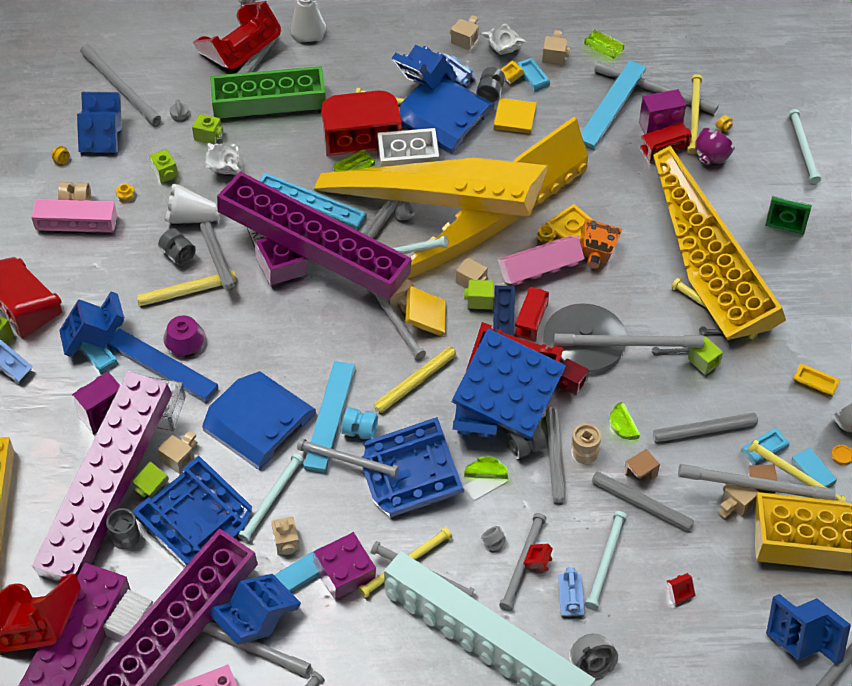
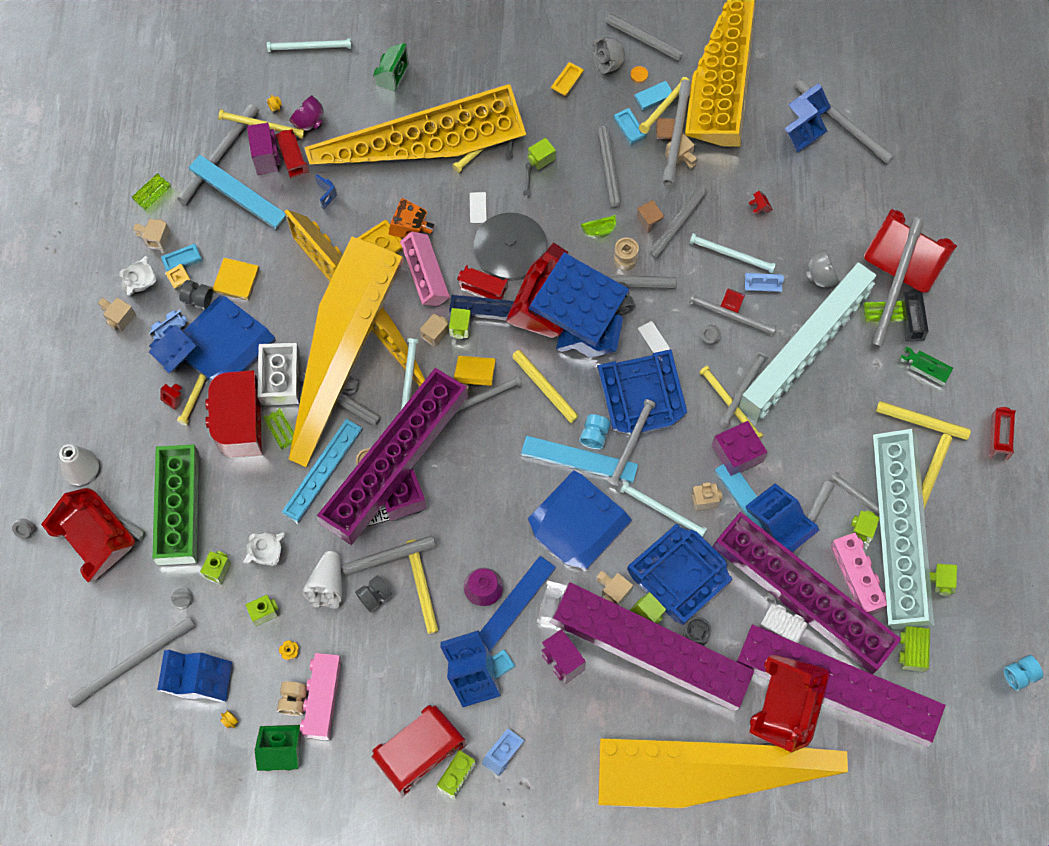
camera: 85 degrees left, 15 degrees up
(26, 186) = (278, 748): none -> green slope
(382, 80) = (171, 395): none -> red tile
(486, 468) = (640, 335): clear neon green tile -> none
(626, 177) = (327, 185): none -> blue bracket
(631, 308) = (478, 207): none -> white sticker
(685, 341) = (521, 251): light grey piece -> none

